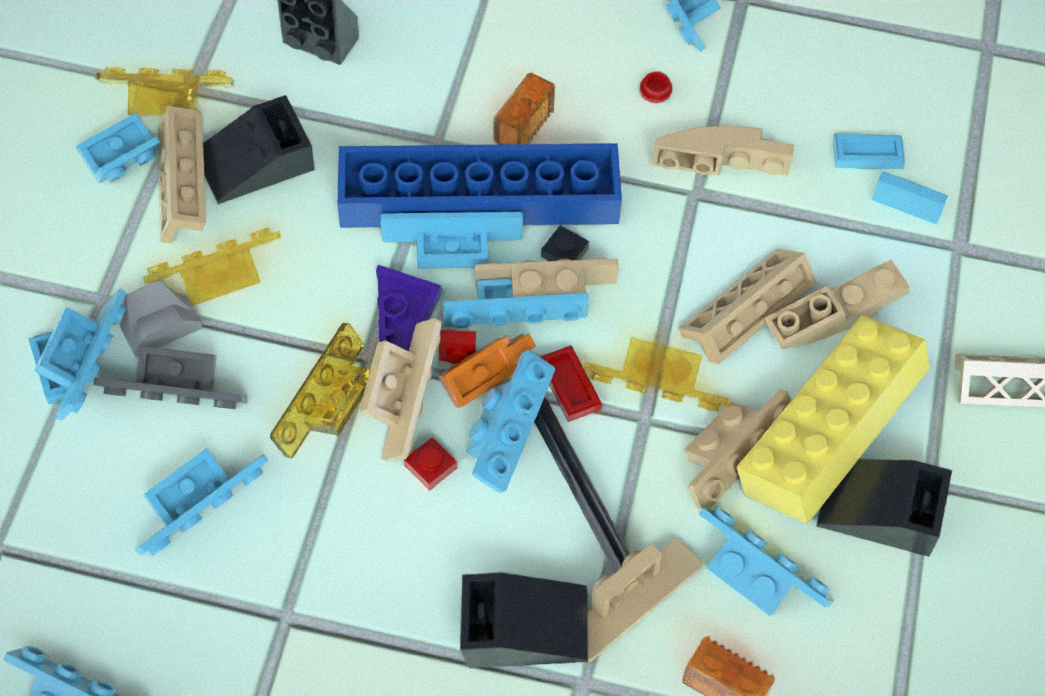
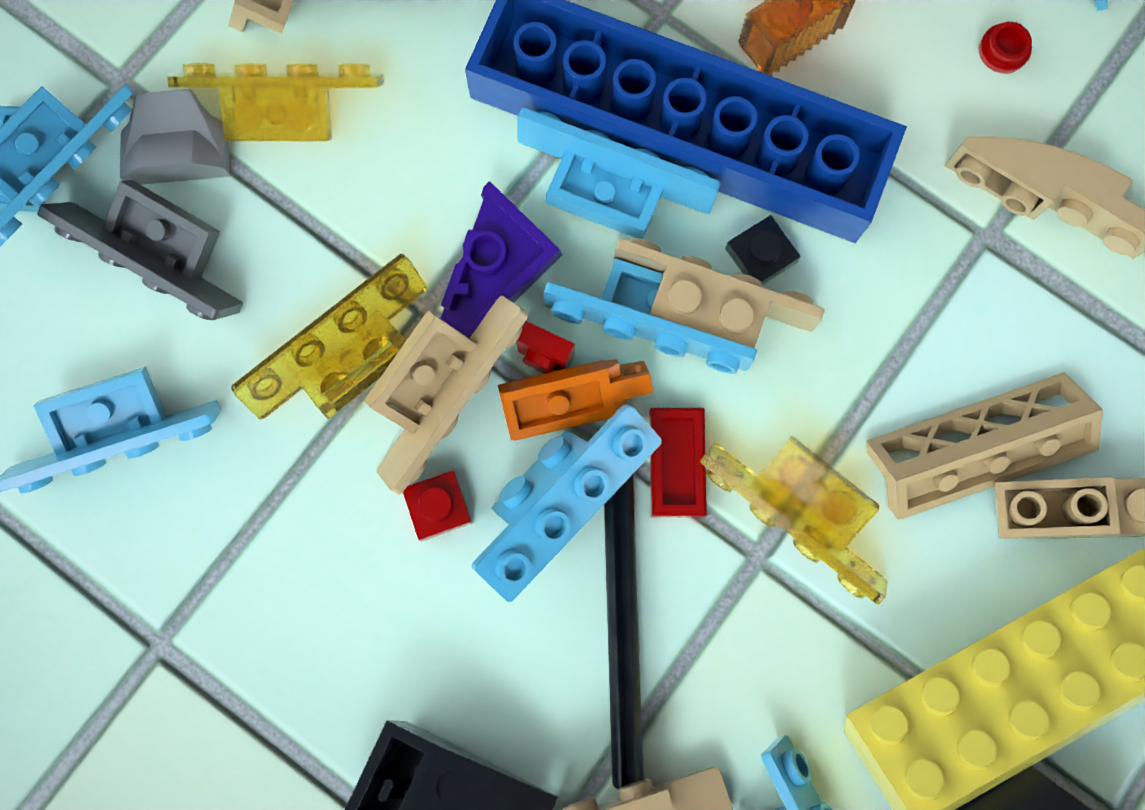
camera: 25 degrees right, 20 degrees up
(726, 444) = (860, 654): tan bracket -> none

